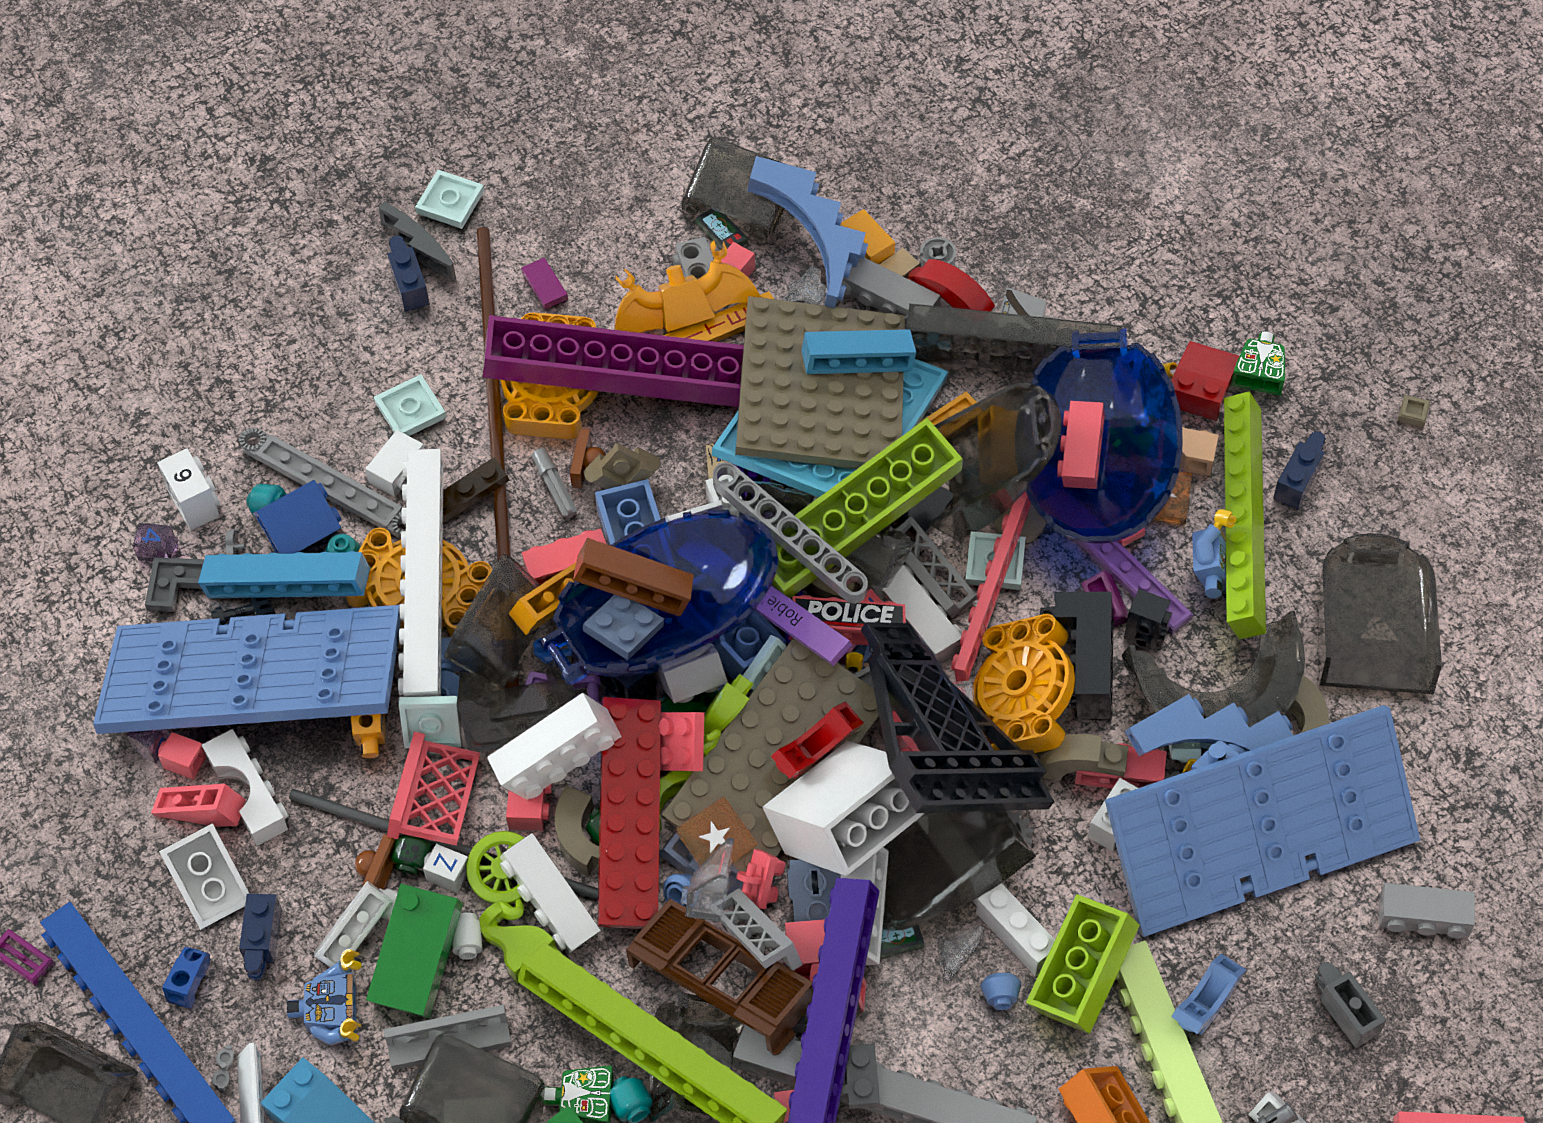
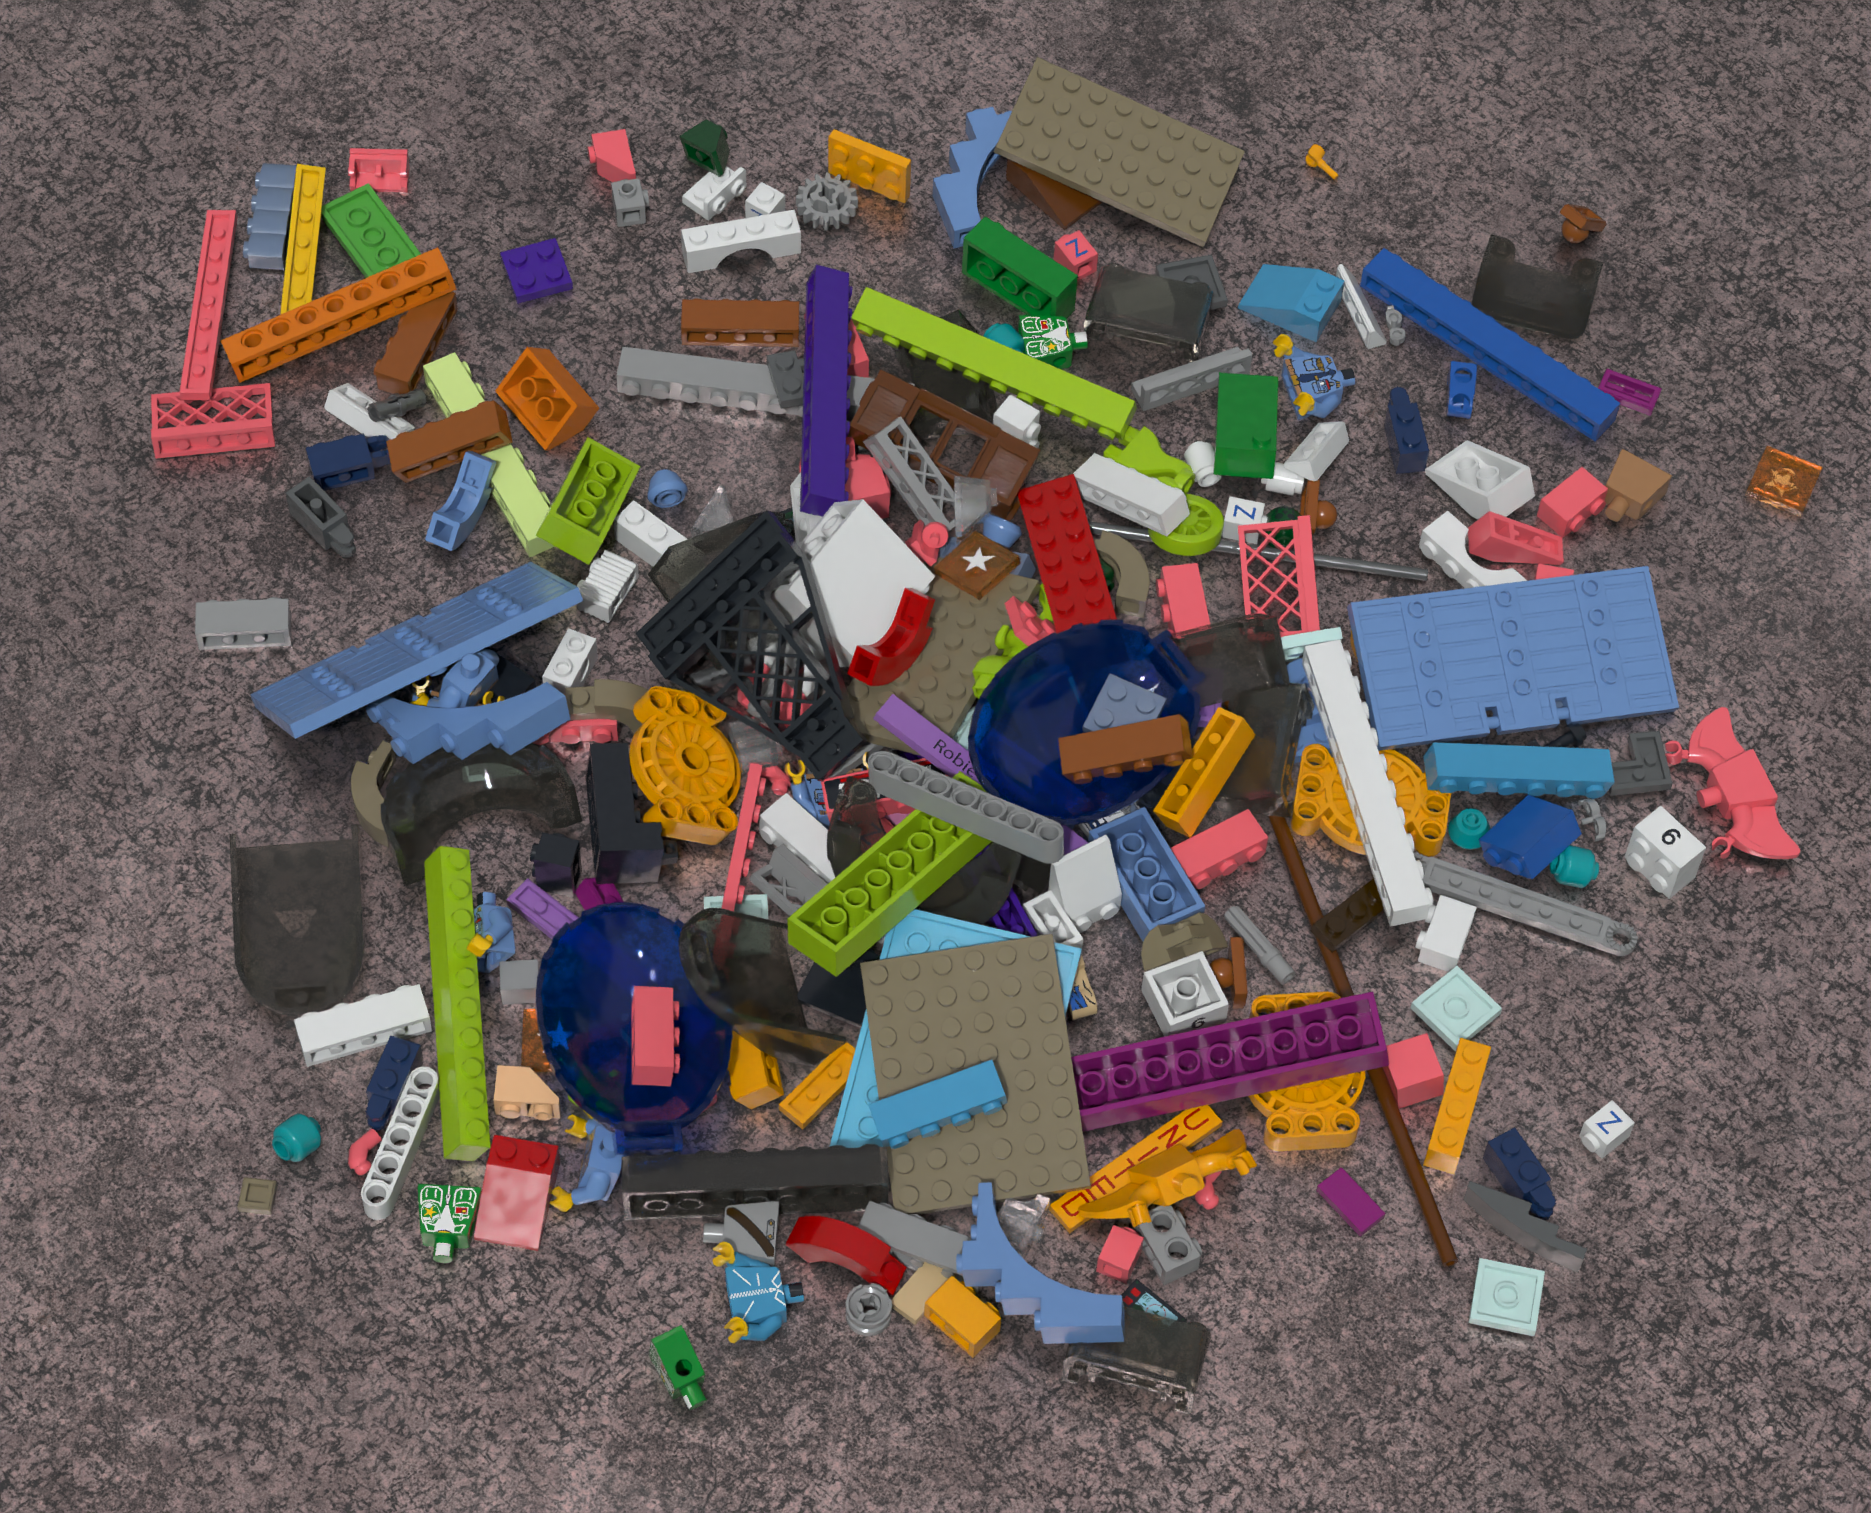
camera: 165 degrees right, 0 degrees up
(65, 844) = (1634, 487): none -> medium nougat torso
(99, 548) = (1737, 788): none -> coral torso
(128, 837) = (1572, 502): none -> coral brick
(154, 541) = (1681, 800): clear purple brick -> none
(327, 298) = (1606, 1129): none -> white brick
(437, 329) = (1457, 1106): none -> light orange brick
(464, 353) = (1414, 1071): none -> coral head
(554, 747) = (1162, 585): white brick -> none
(632, 428) = (1185, 995): none -> white brick
(643, 984) = (1018, 420): none -> white brick
(1025, 267) = (754, 1295): none -> dark azure torso
(1075, 880) = (607, 585): none -> white brick
(1091, 222) = (674, 1354): none -> green torso
(1180, 536) = (518, 981): none -> light grey brick
(1216, 1056) = (447, 440): none -> dark orange brick
(1299, 416) = (402, 1156): none -> white beam
(1322, 522) = (362, 1024): none -> white brick
(1322, 1075) = (347, 460): none -> dark blue hinge
(1330, 425) = (359, 1152): none -> coral arm
(1381, 440) = (296, 1138): none -> teal head

